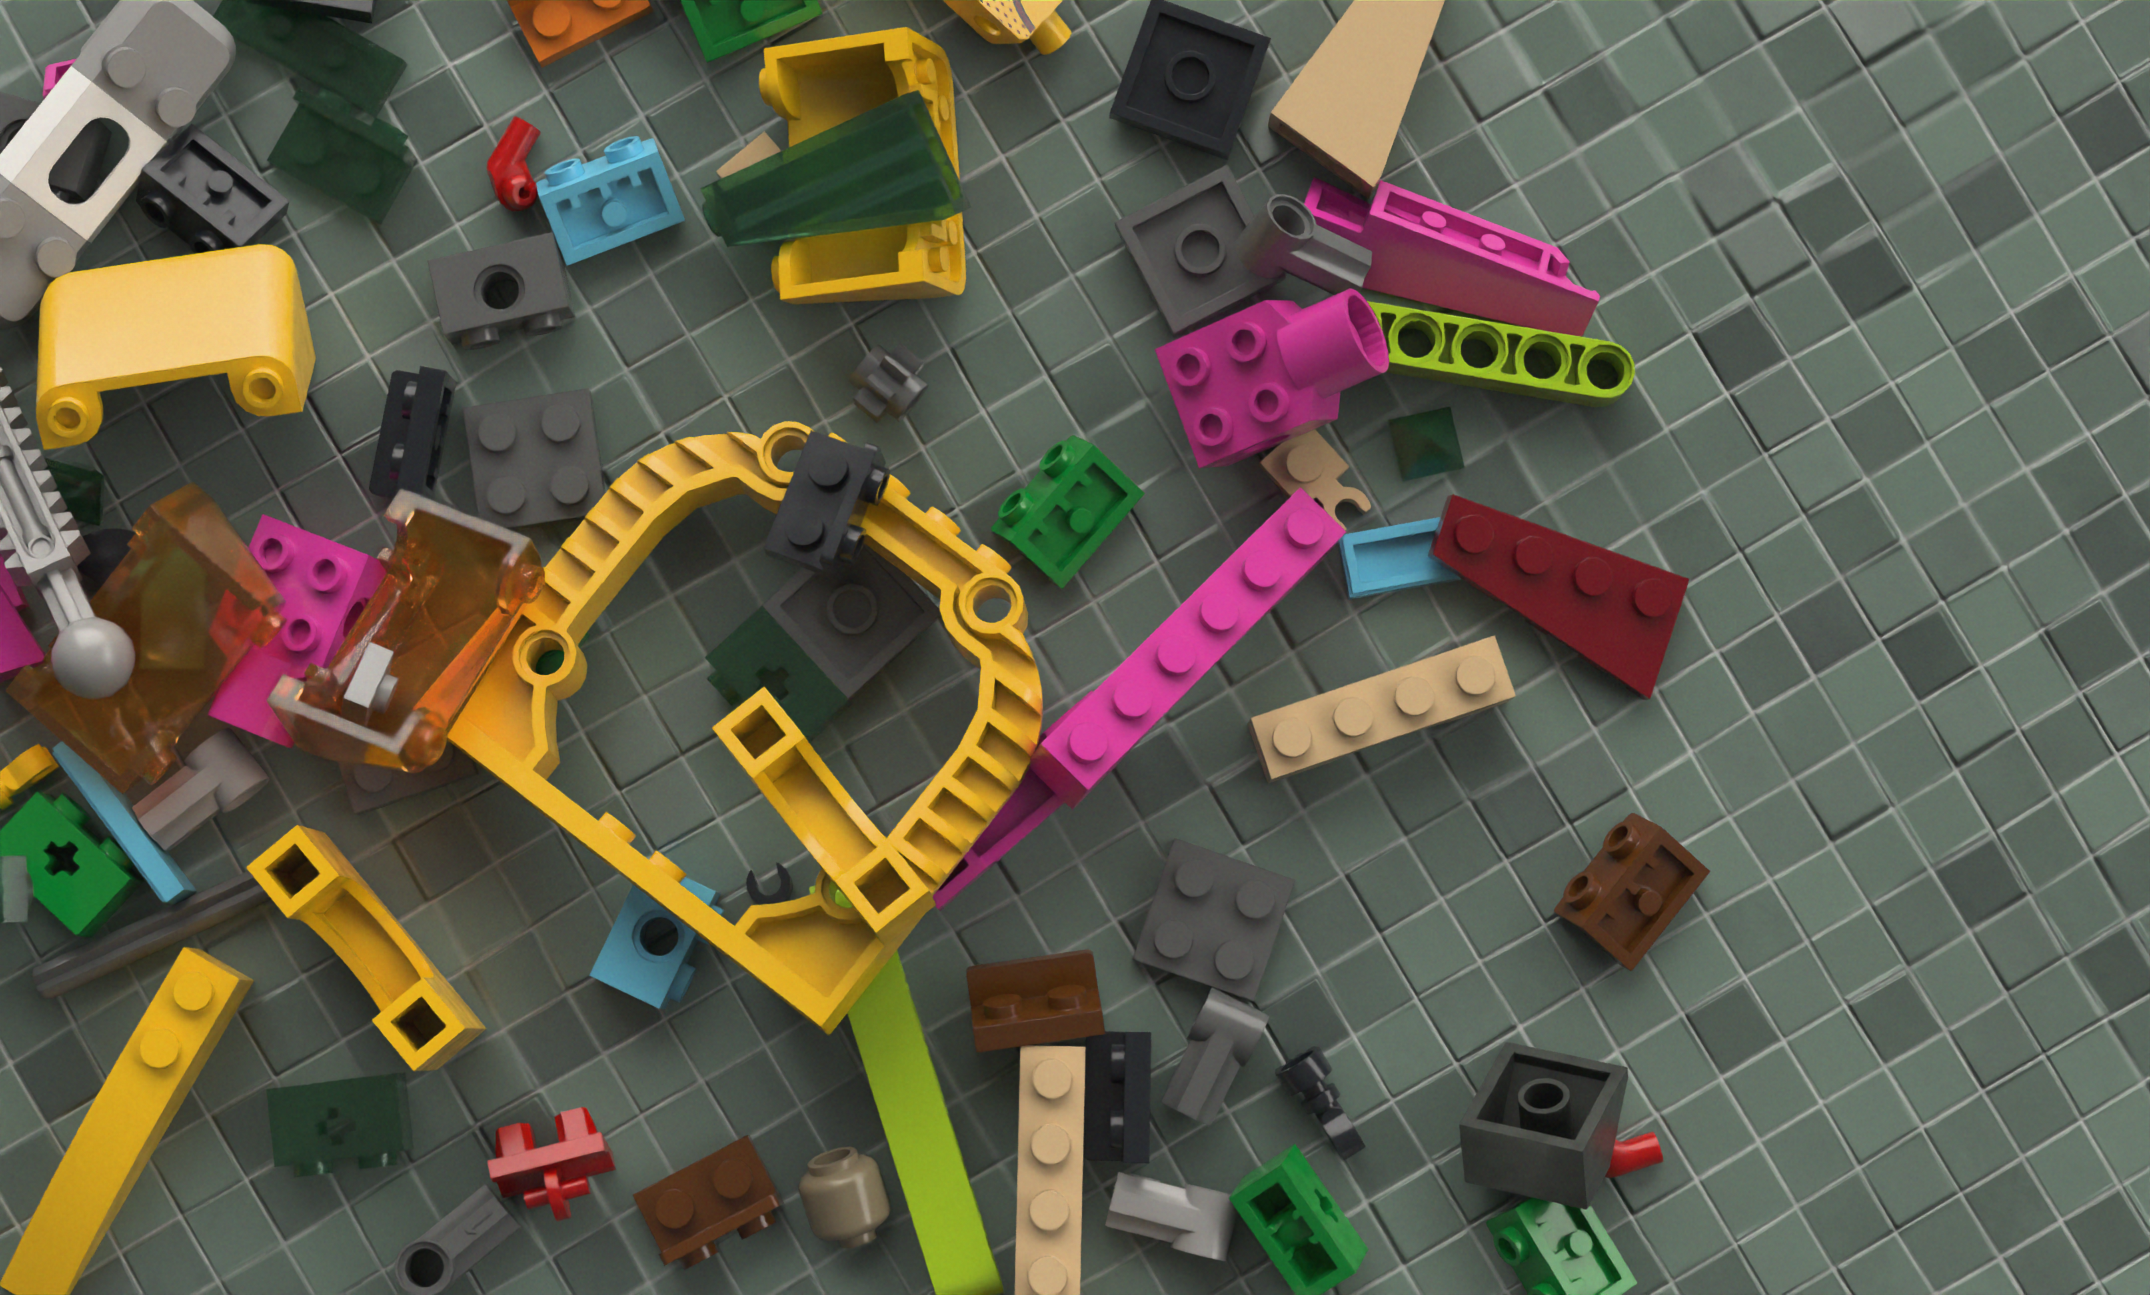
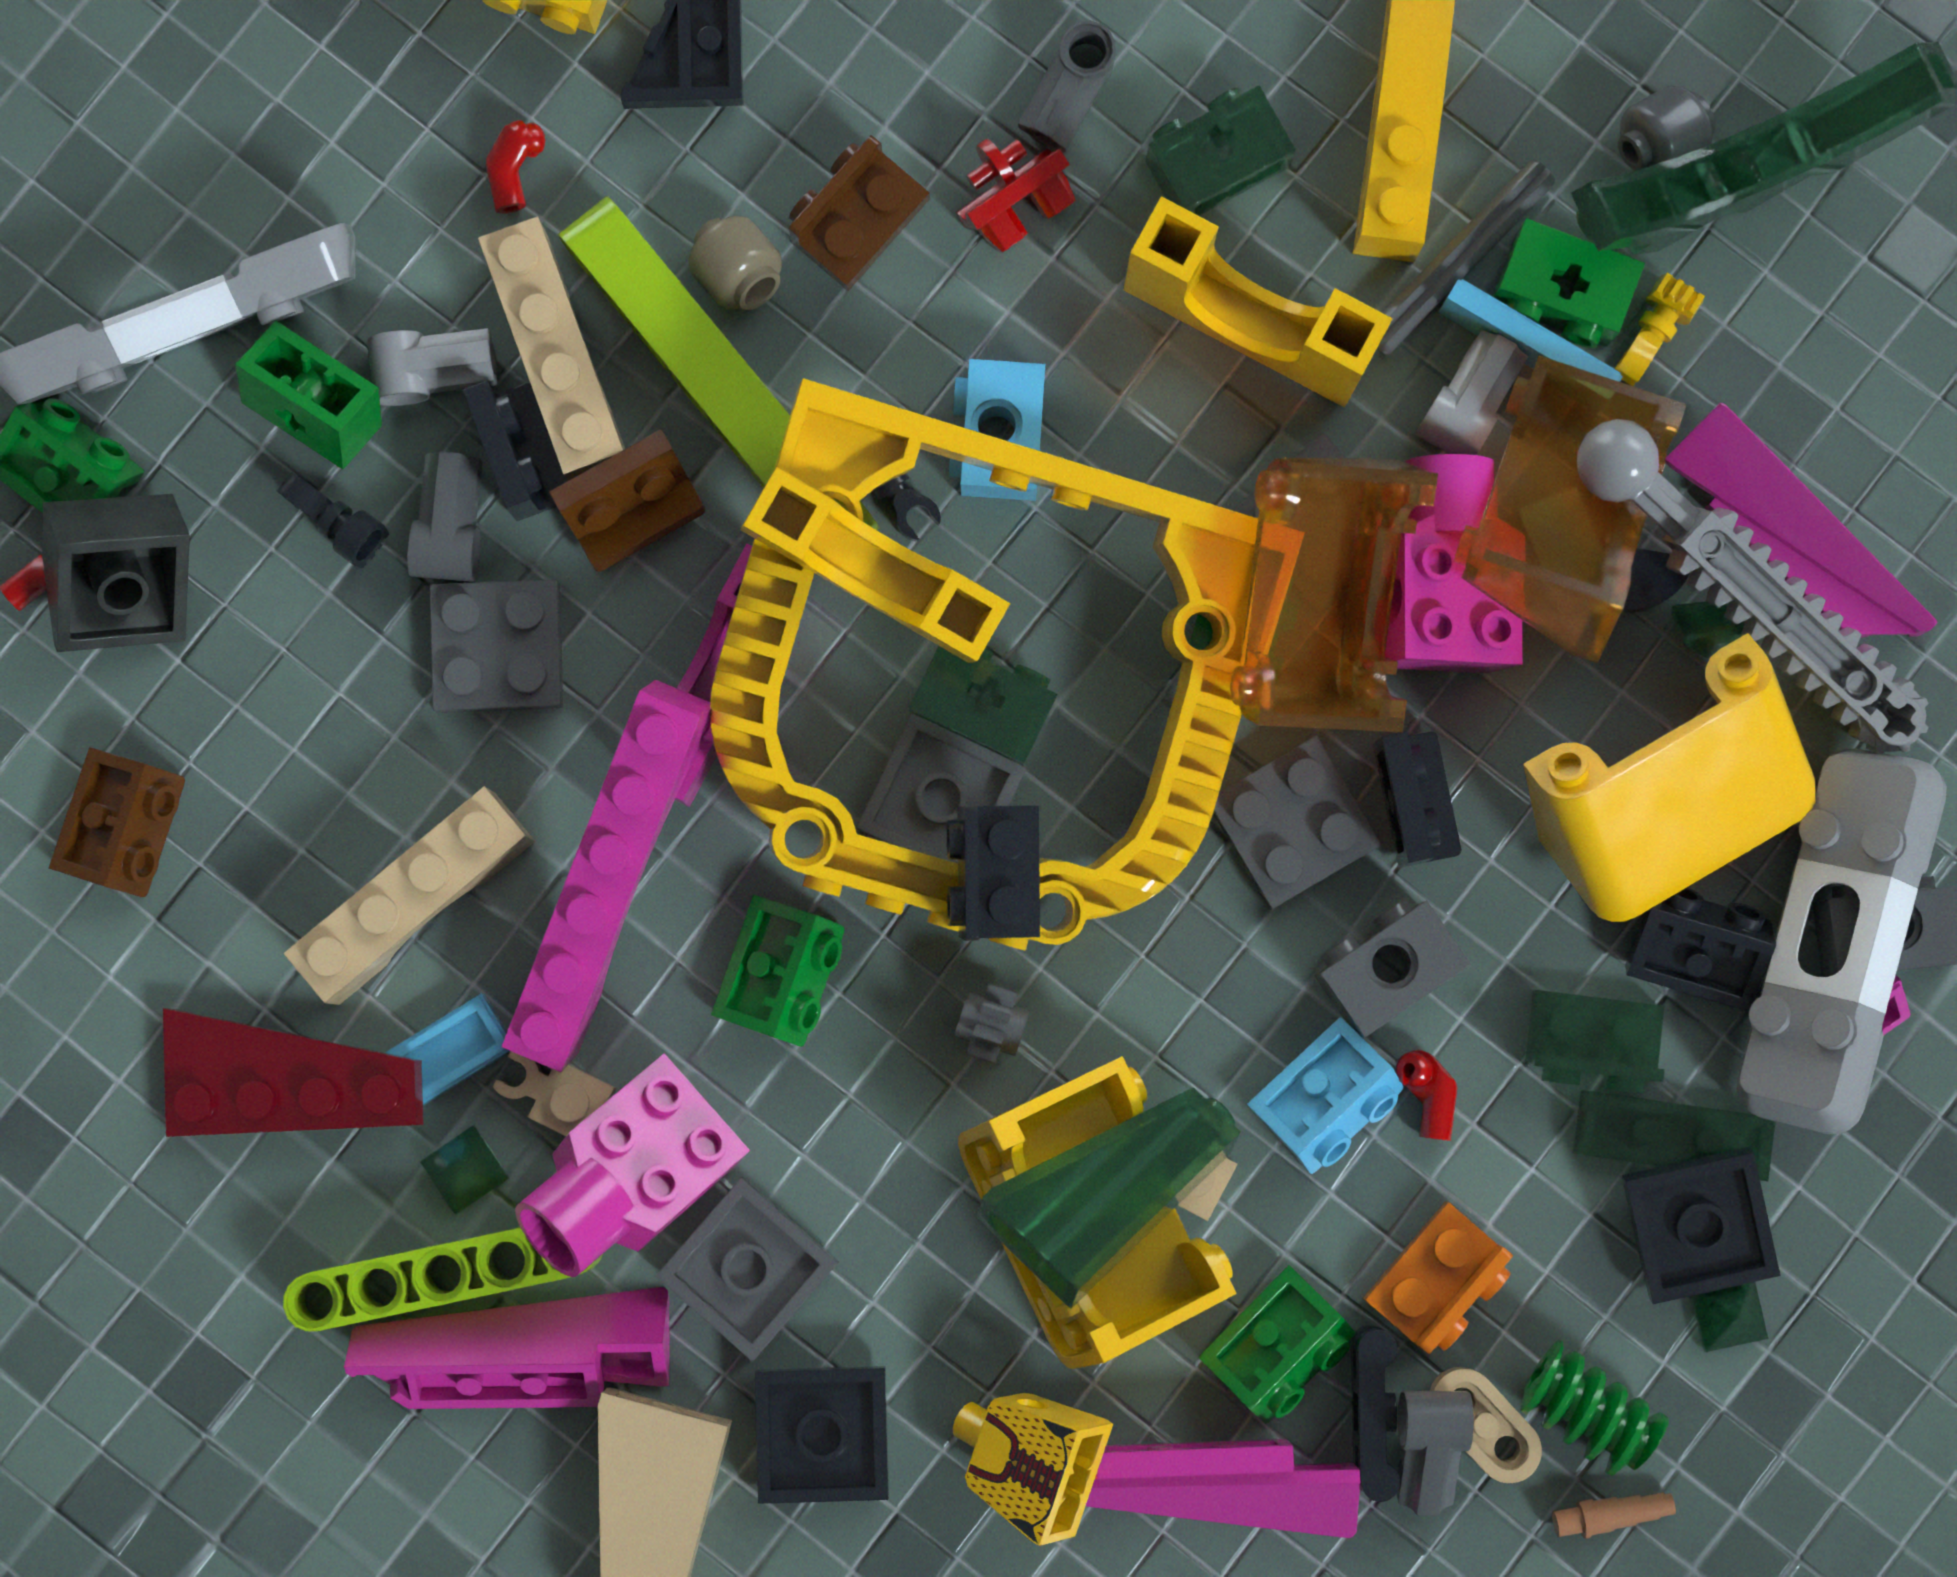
camera: 160 degrees right, 0 degrees up
(370, 686) = (1350, 533): light grey plate -> none
(1289, 241) = (659, 1306): dark grey piece -> none

